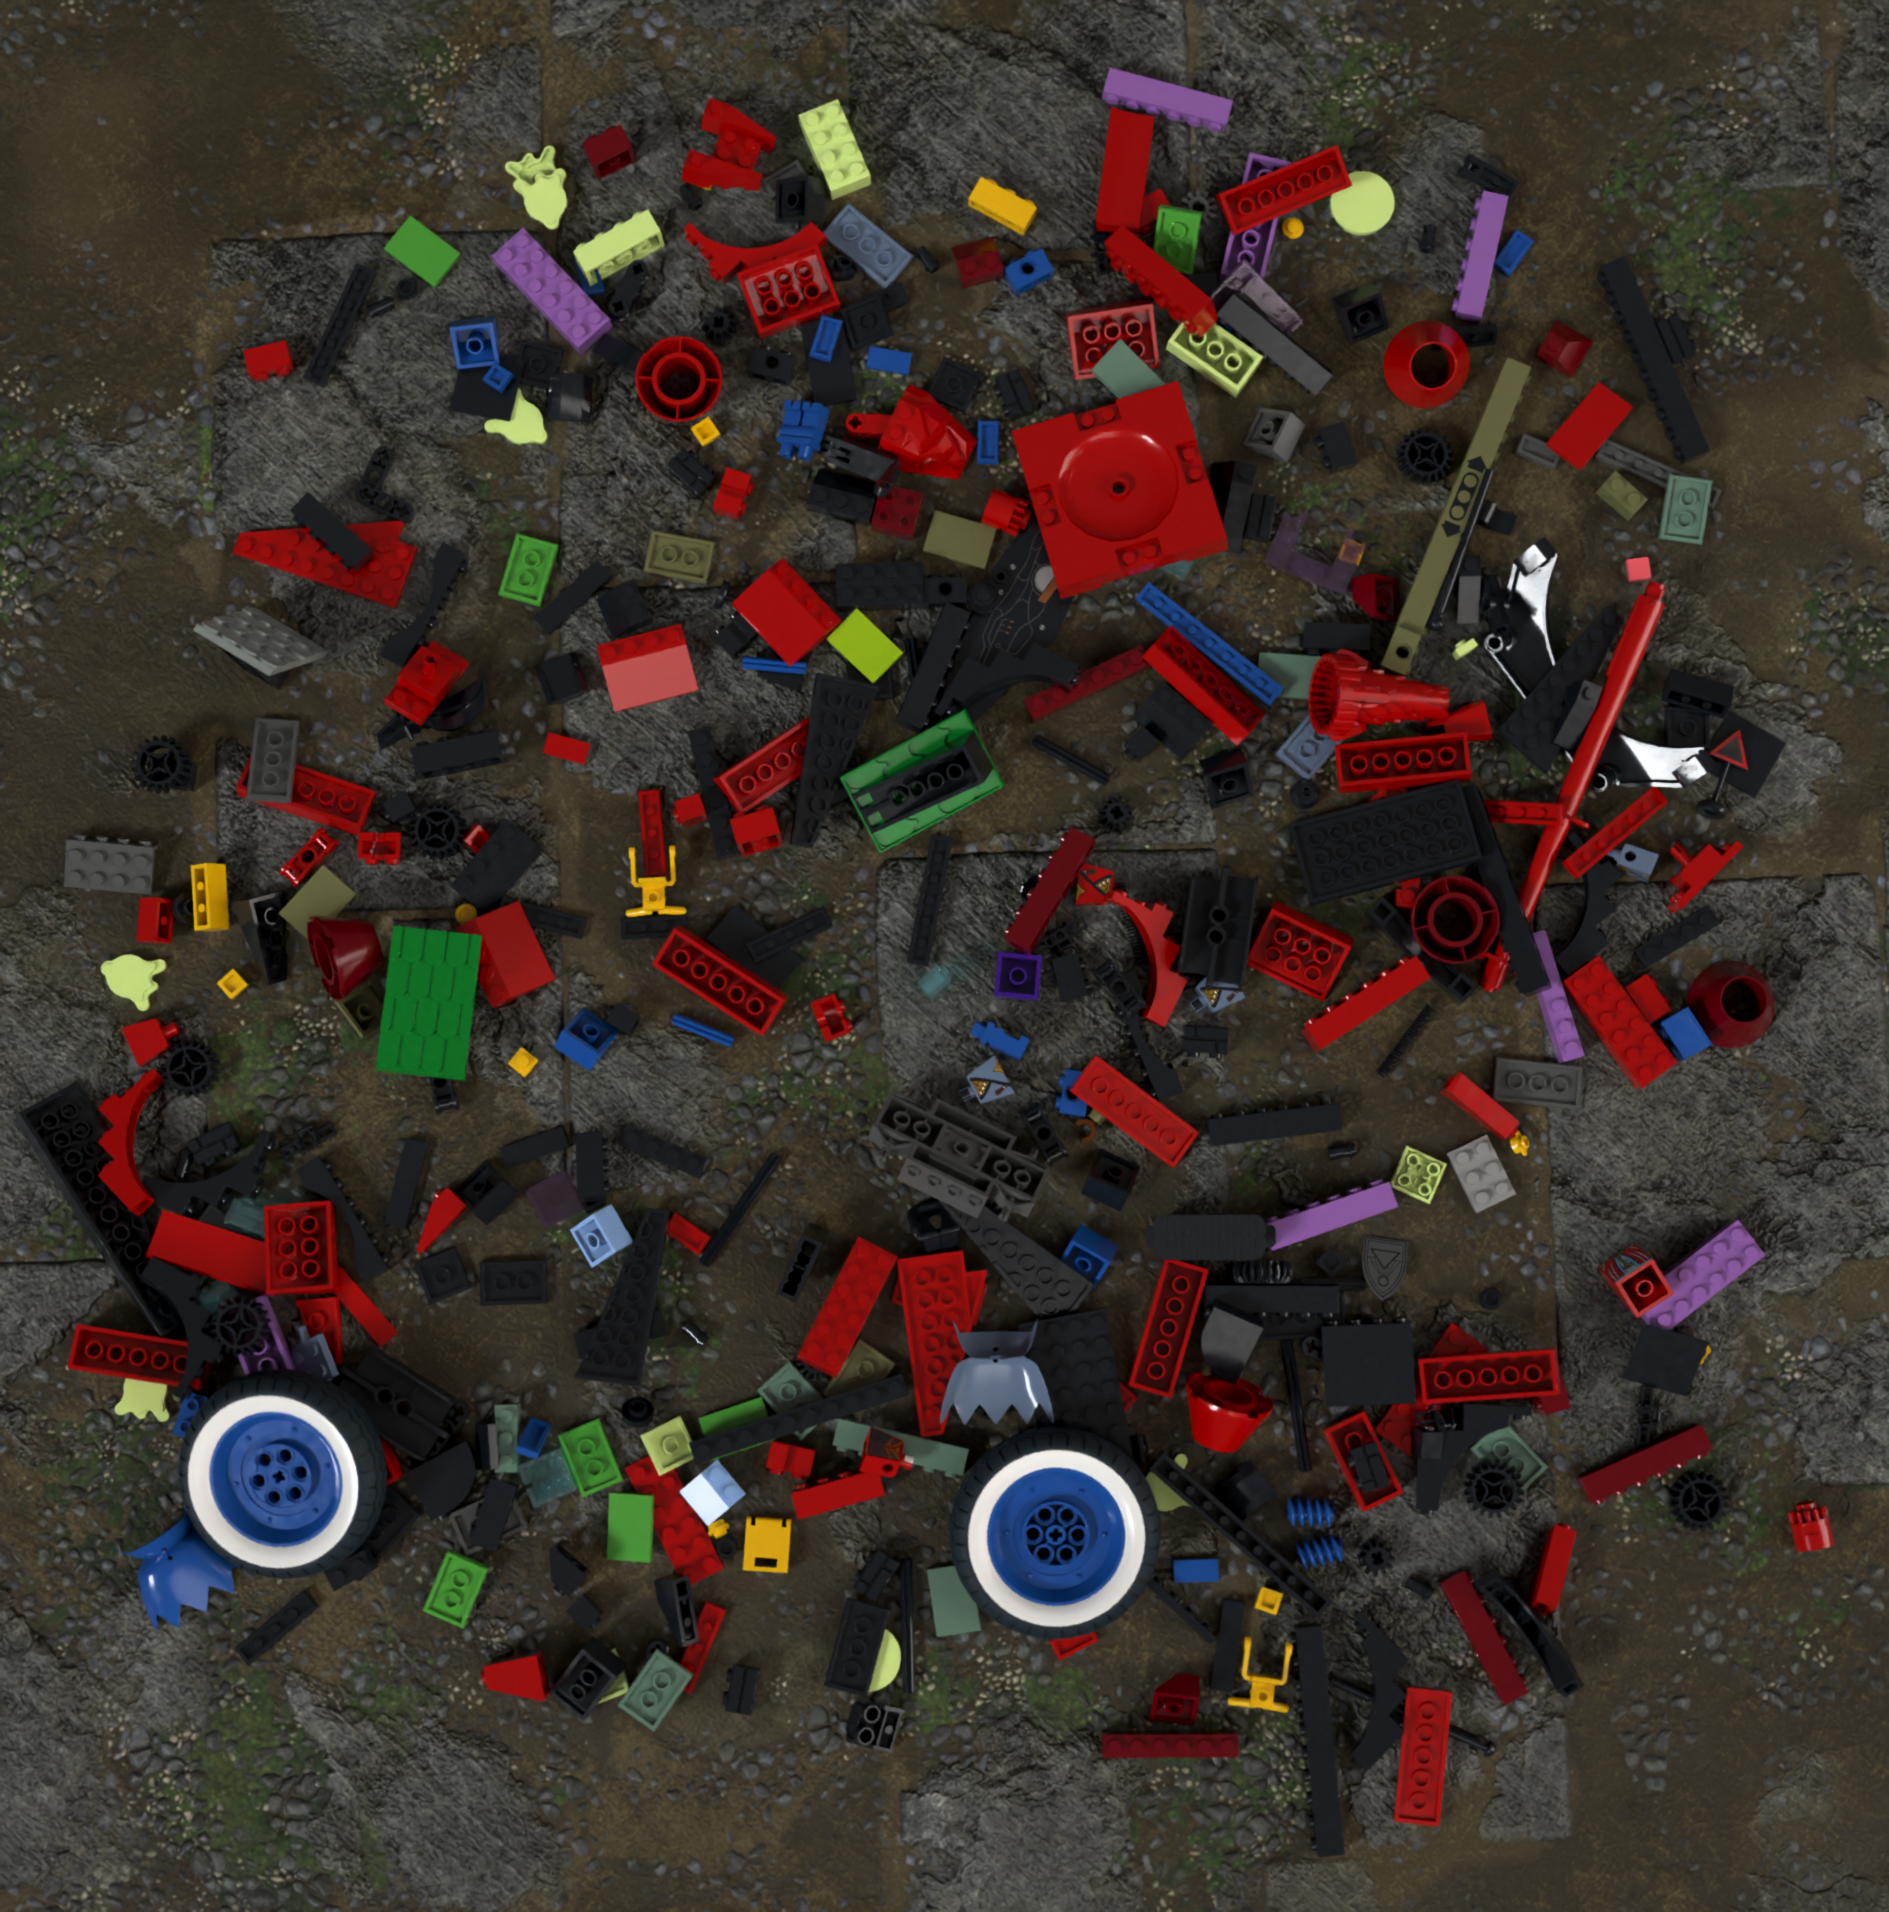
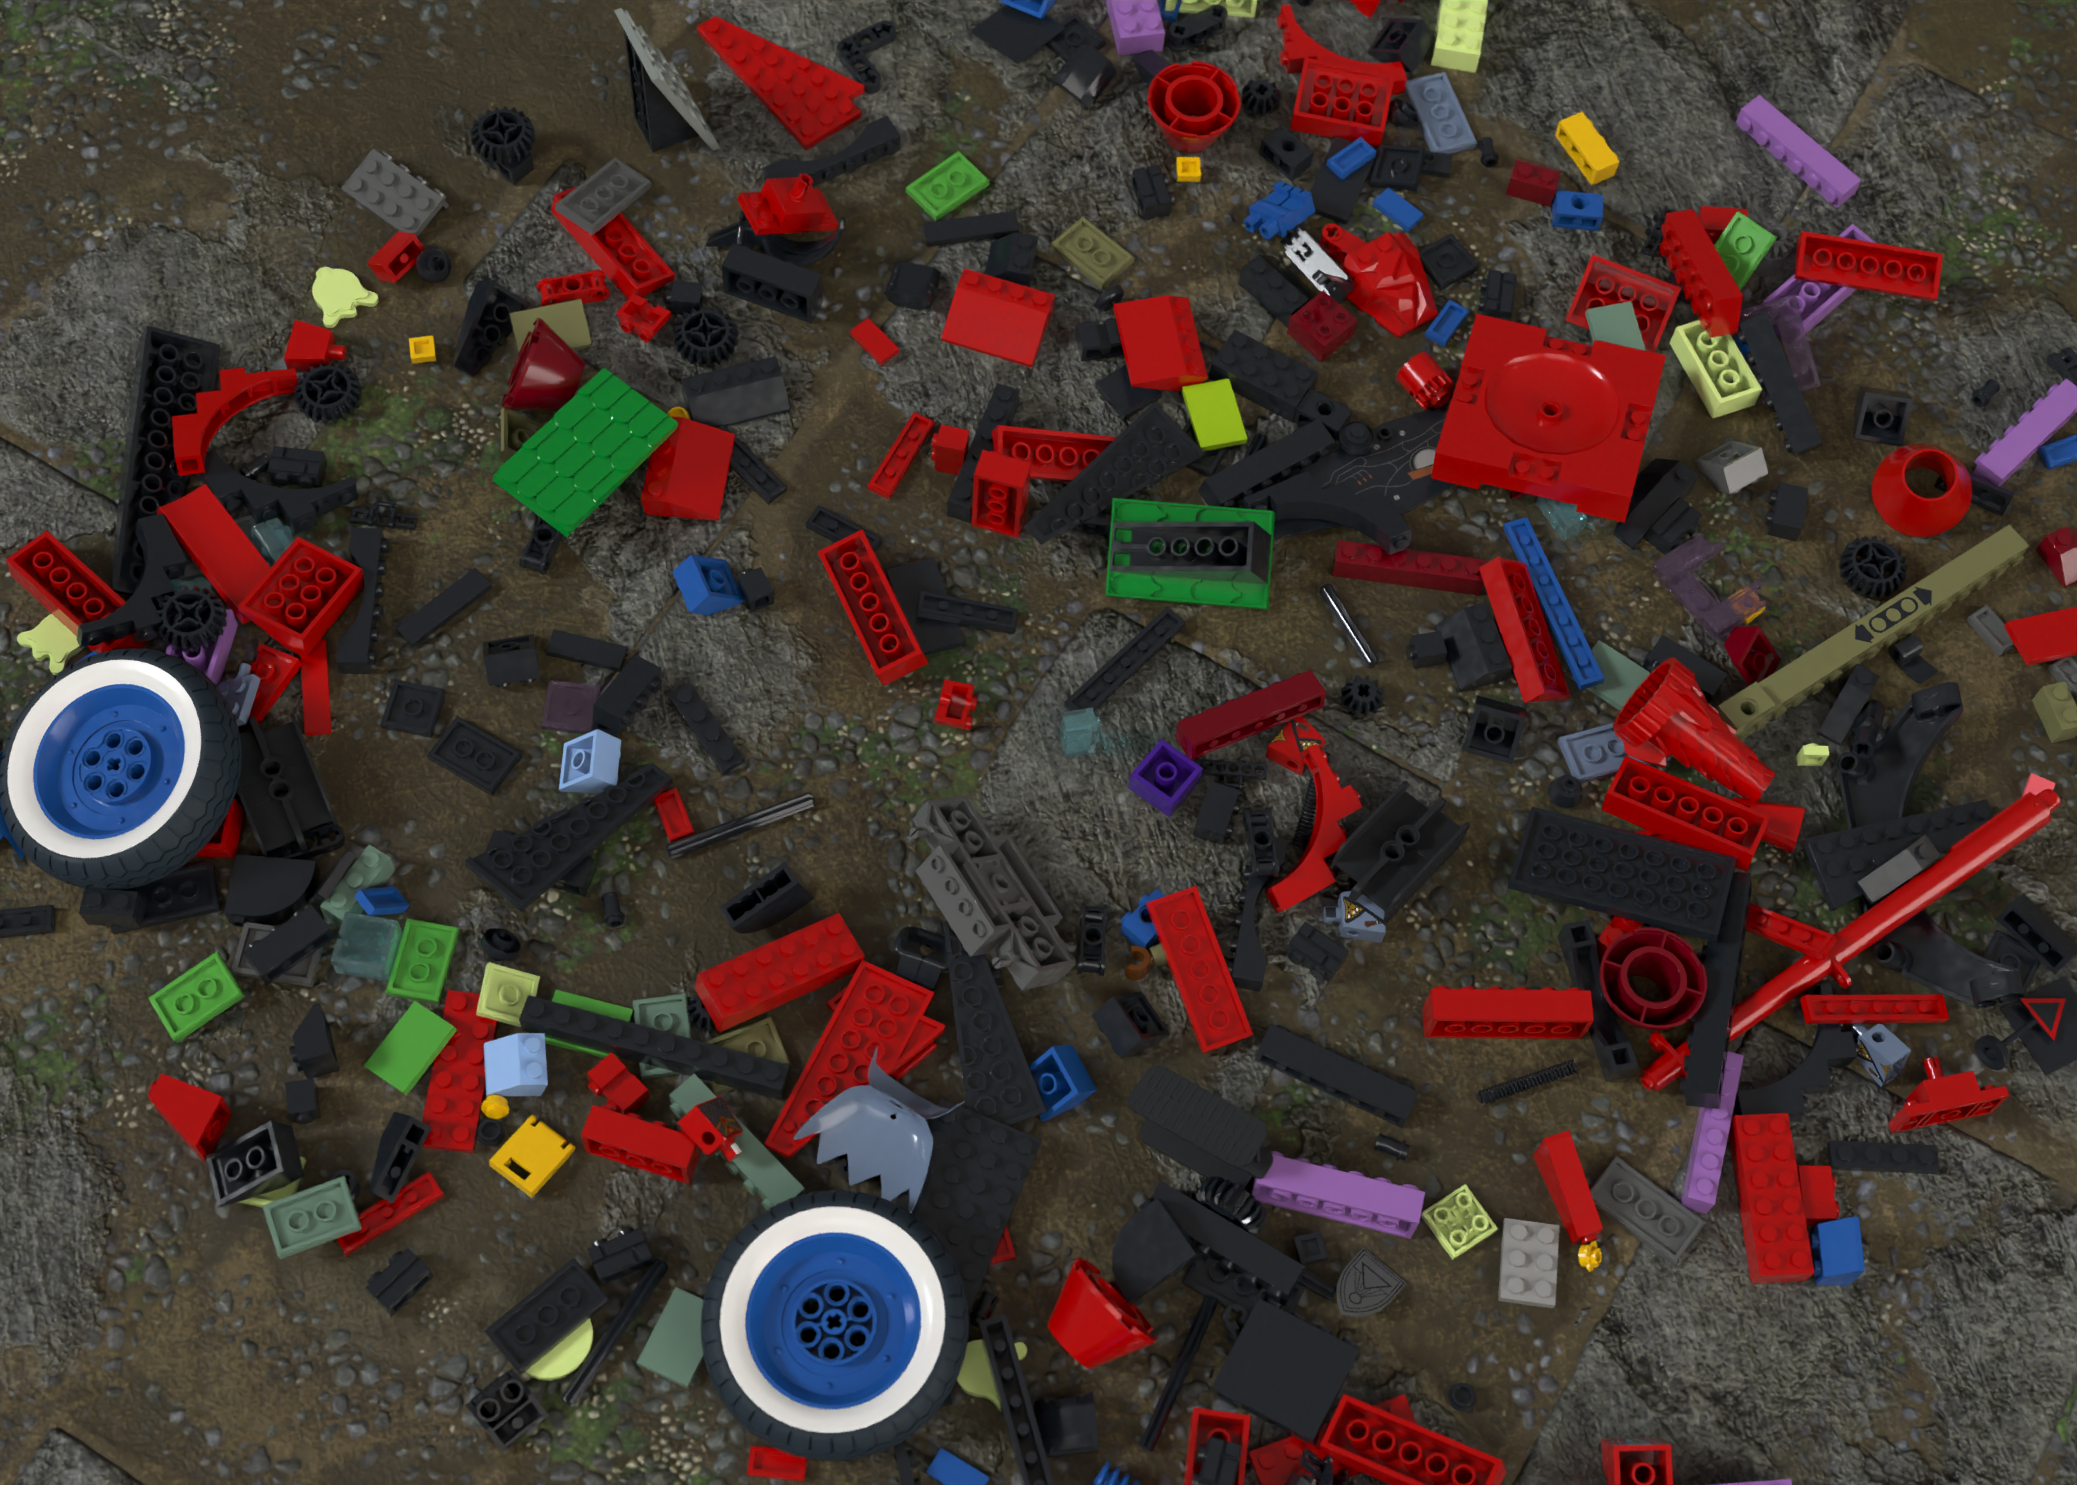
camera: 30 degrees right, 20 degrees down
(210, 897) = (460, 266): yellow brick -> none
(332, 532) = (795, 54): black brick -> none
(441, 1216) = (453, 653): red slope -> none
(476, 838) = (735, 358): red plate -> none
(498, 377) = (1031, 25): blue plate -> none
(523, 1062) = (634, 572): yellow plate -> none
(525, 423) = (1028, 76): yellowish green tile -> none
(654, 889) = (867, 493): yellow piece -> none
(703, 1030) = (824, 646): blue axle -> none
(733, 493) = (1178, 229): red brick -> none
(775, 665) = (1117, 381): blue axle -> none
(959, 540) = (1366, 384): olive tile -> none
(987, 1083) = (1067, 858): sand blue torso -> none
(999, 1041) = (1107, 824): blue hips -> none
(1124, 171) = (1721, 177): red arch -> none
(1167, 1327) = (1093, 1201): red brick -> none
(1292, 228) = (1855, 314): yellow plate -> none
(1299, 951) = (1468, 927): red slope -> none
(1364, 205) = (1937, 331): yellowish green tile -> none
(1435, 622) = (1797, 707): black bar -> none
(1706, 1004) = (1892, 1279): dark red cone -> none

